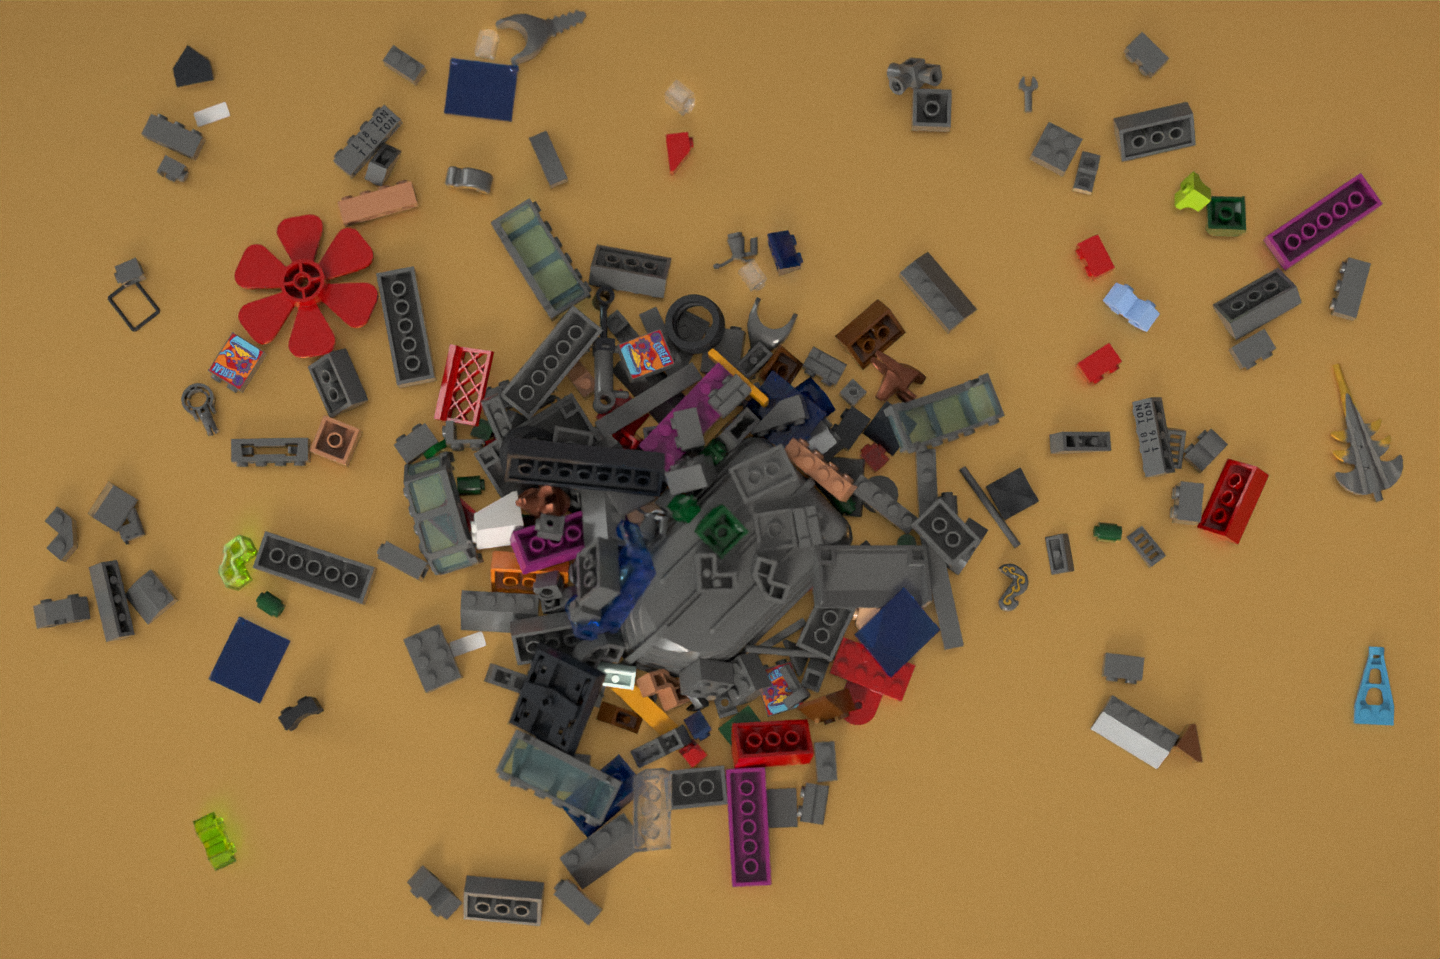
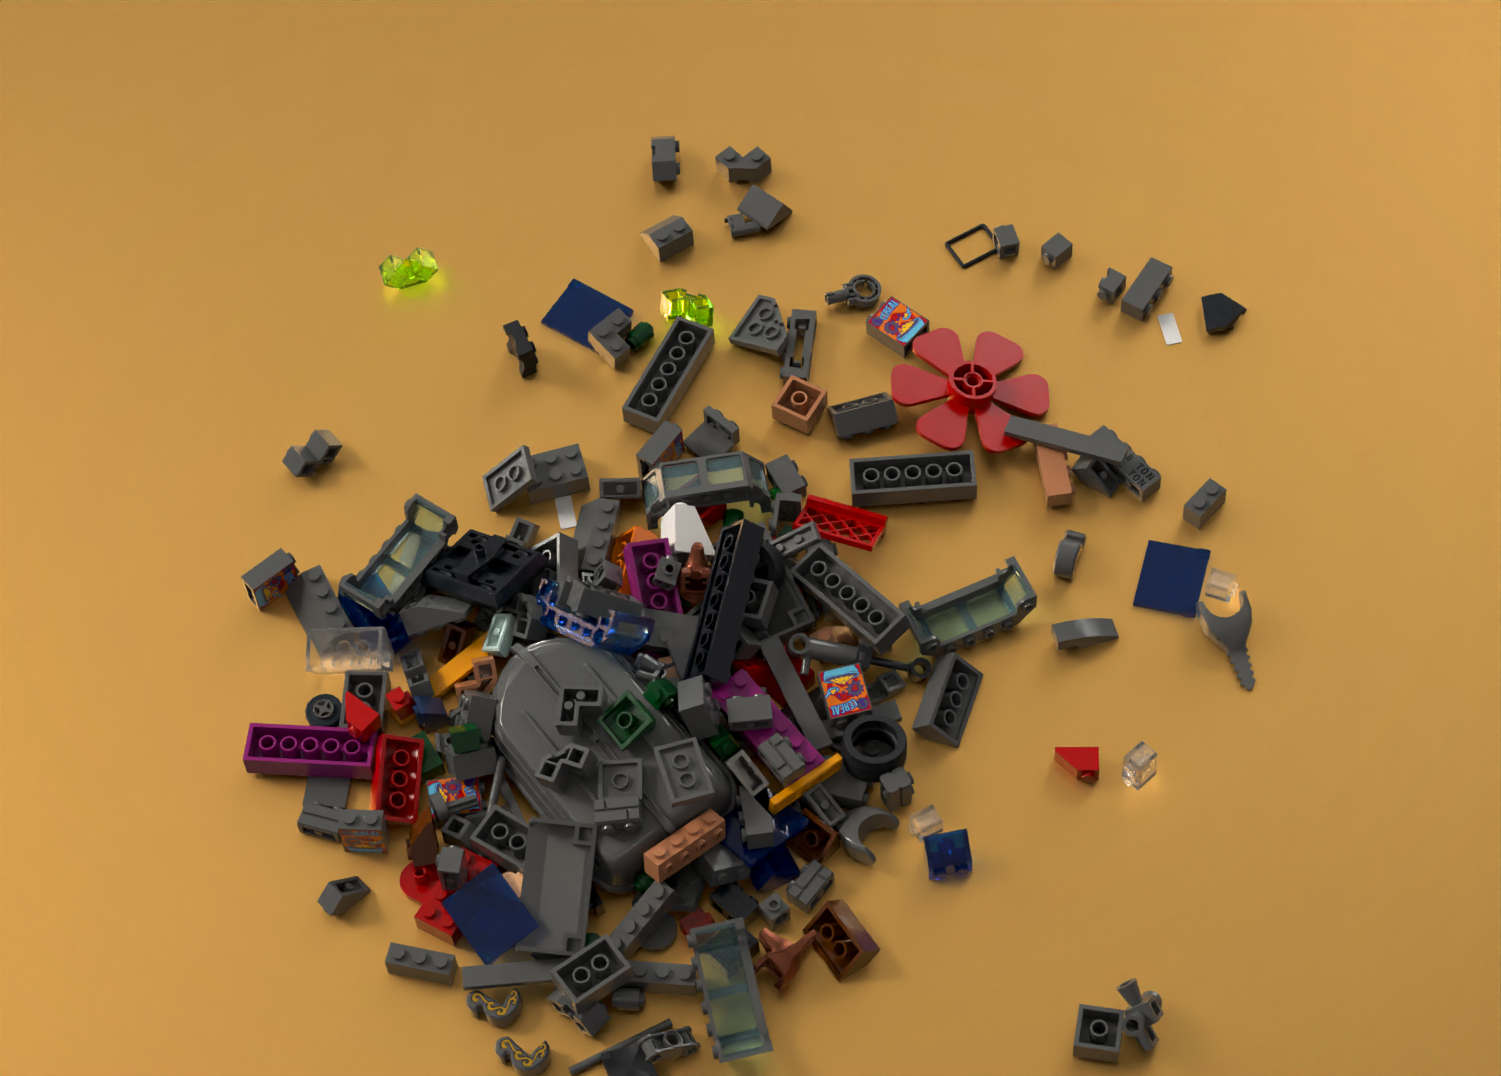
camera: 100 degrees right, 25 degrees down
(111, 601) = (667, 199): dark grey brick -> none
(137, 224) = (1056, 250): none -> dark grey brick
(252, 488) = (761, 327): none -> dark grey plate
(278, 633) = (608, 338): none -> dark grey brick
(359, 189) = (1066, 440): none -> dark grey tile
(378, 518) = (714, 435): none -> dark grey bracket
(444, 594) = (620, 488): none -> dark grey brick
(448, 697) = (509, 478): none -> dark grey plate
(503, 900) = (290, 514): dark grey slope -> none
(604, 737) = (432, 612): none -> dark grey slope
(703, 820) = (320, 705): none -> black wheel
(721, 784) = (360, 718): none -> red slope
(727, 302) = (896, 789): none -> dark grey brick
(737, 247) = (965, 811): dark grey piece -> none
(739, 680) = (465, 738): none -> dark green brick
(863, 670) = (452, 868): none -> dark grey brick
(882, 770) = (342, 895): none -> dark grey slope
(937, 292) = (880, 1017): dark grey slope -> none
(939, 689) = (421, 964): none -> dark grey brick
(974, 619) = (495, 1013): none -> dark grey animal
(996, 469) = (668, 1044): none -> dark grey piece

